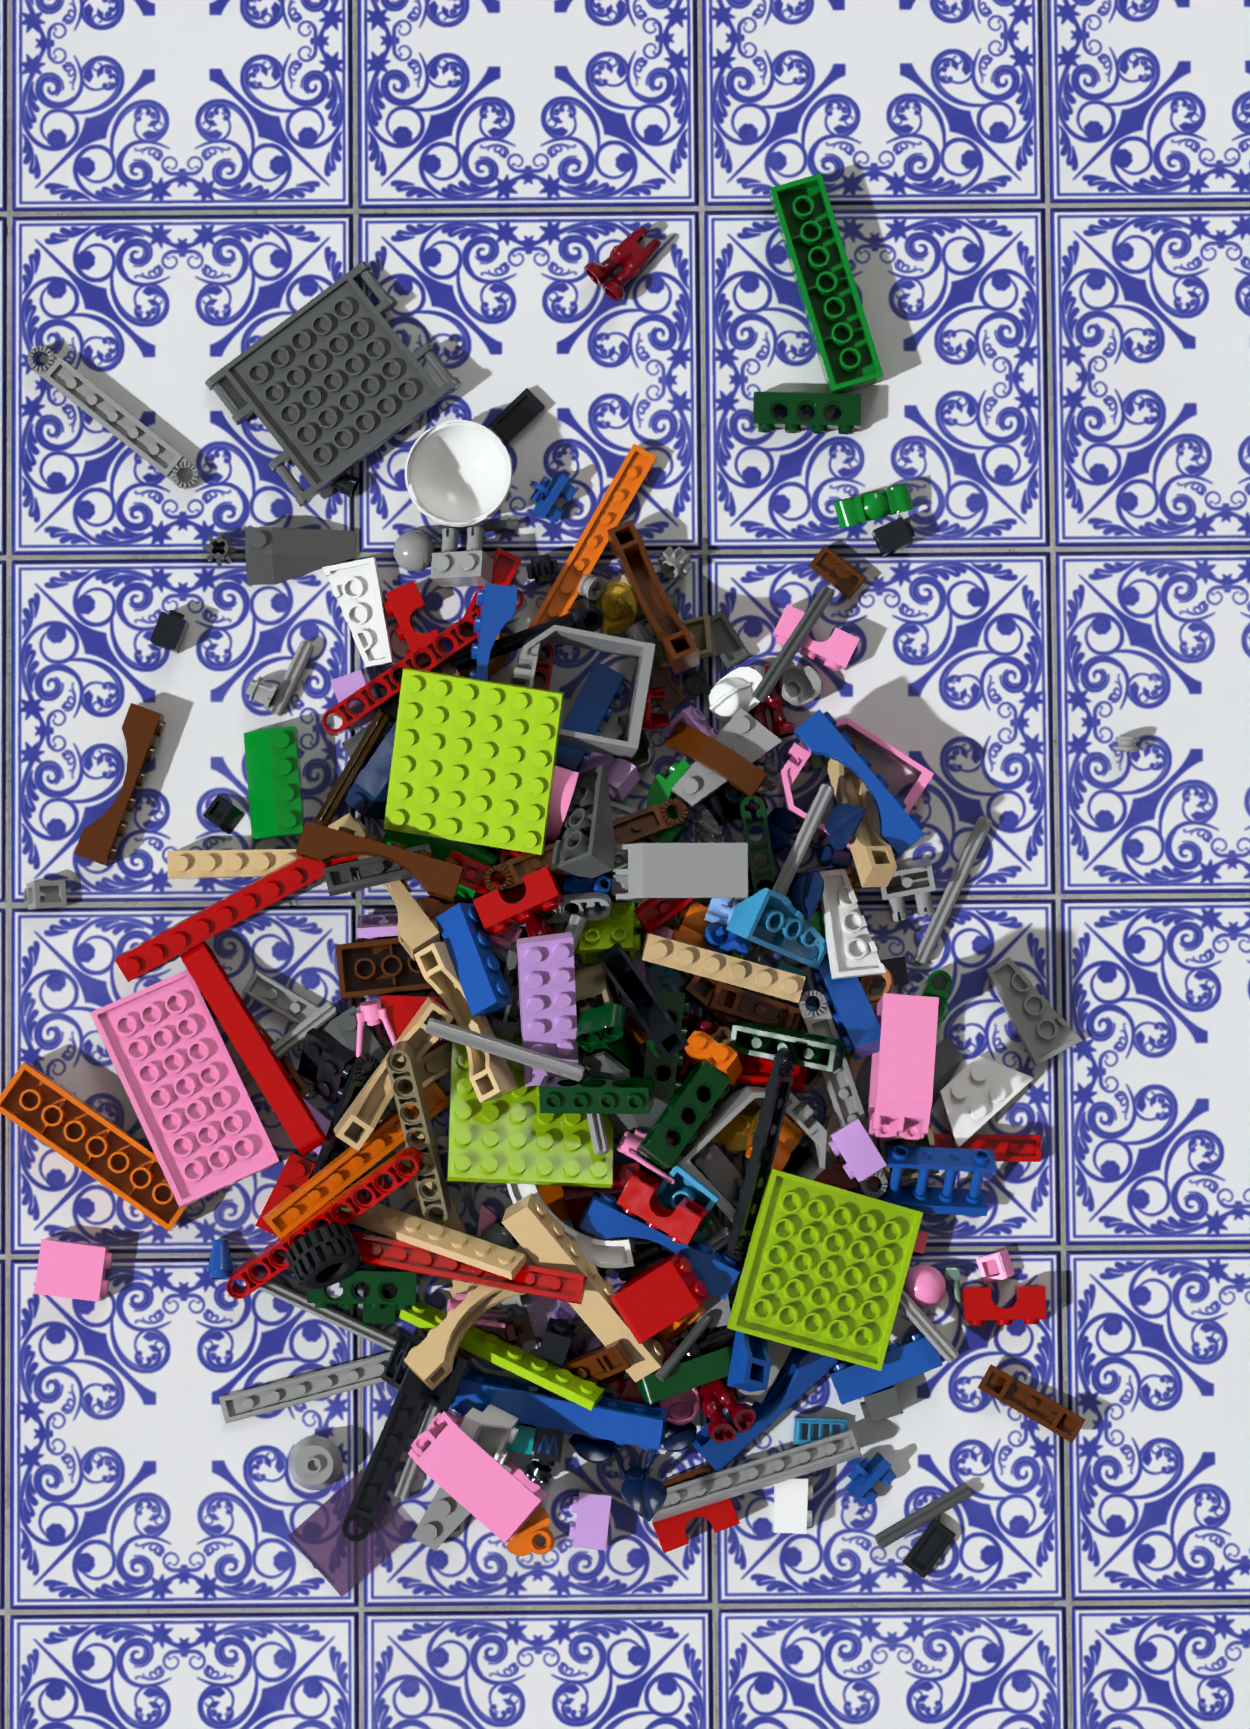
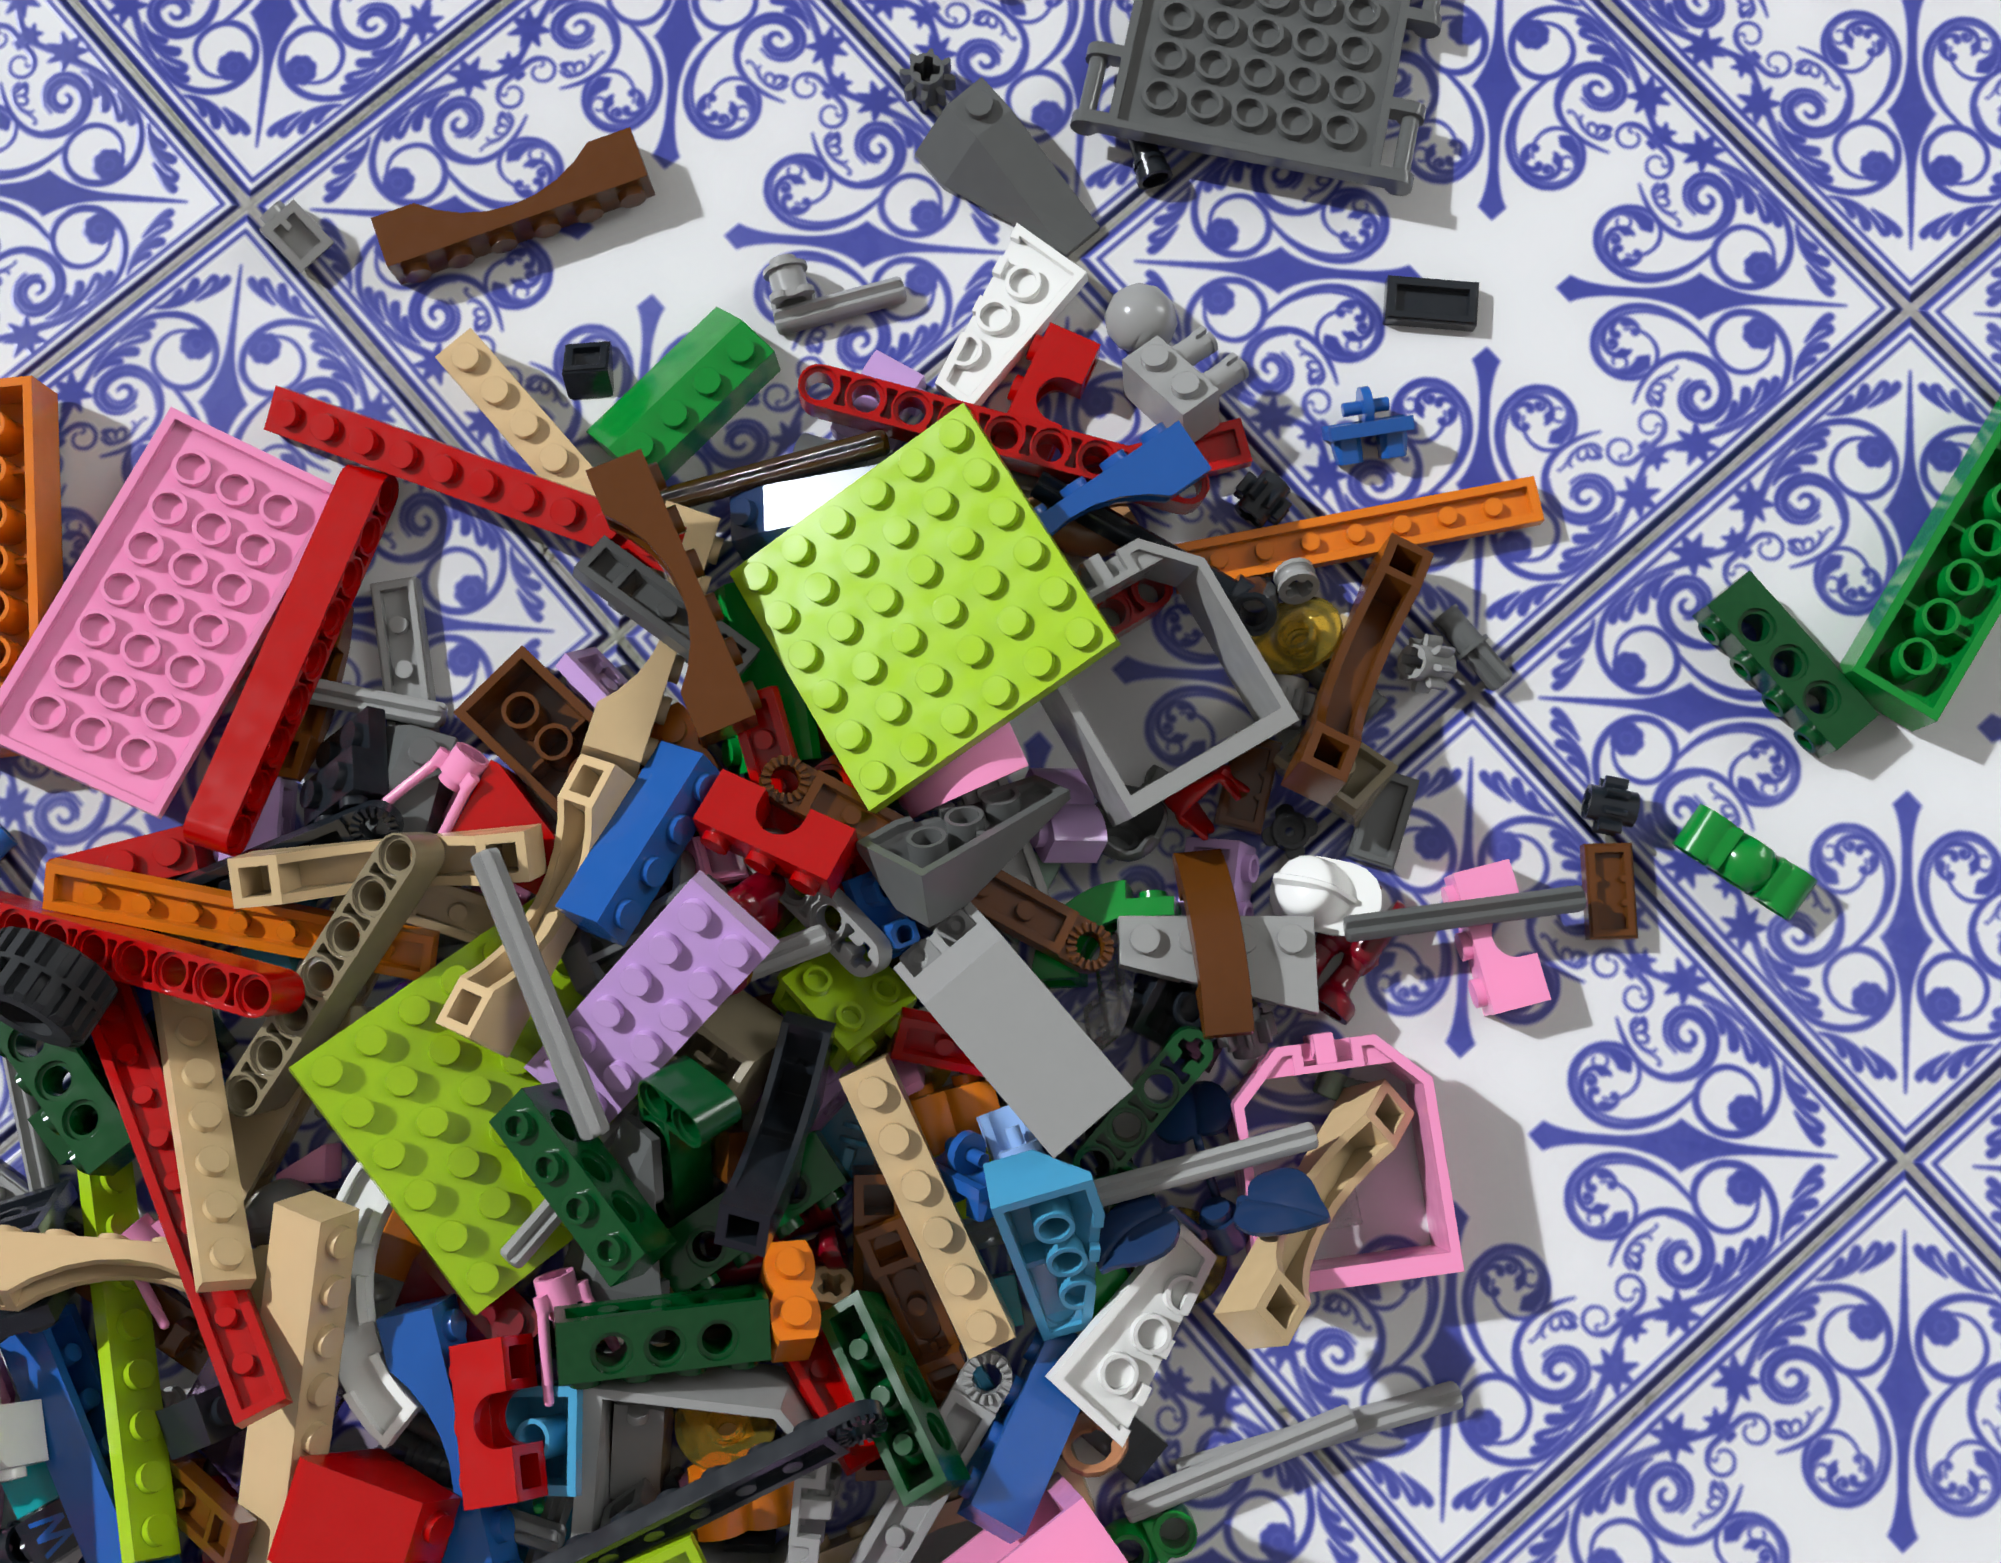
camera: 55 degrees right, 5 degrees down
(170, 631) = (768, 105): black brick -> none
(458, 473) = (1292, 275): white piece -> none
(489, 526) = (1258, 388): dark grey bar -> none
(590, 710) = (1129, 719): blue brick -> none
(631, 256) = (1770, 264): dark red piece -> none
(685, 536) = (1473, 648): none -> dark grey axle
(800, 685) = (1413, 973): light grey hair -> none
(802, 539) = (1610, 805): none -> black gear
(823, 739) = (1345, 1279): blue arch -> none
(893, 536) = (1726, 926): black brick -> none
(910, 878) = (1289, 1375): light grey brick -> none
(935, 932) = (1239, 1463): none -> light grey axle
(1127, 744) = (1741, 1510): light grey bush -> none

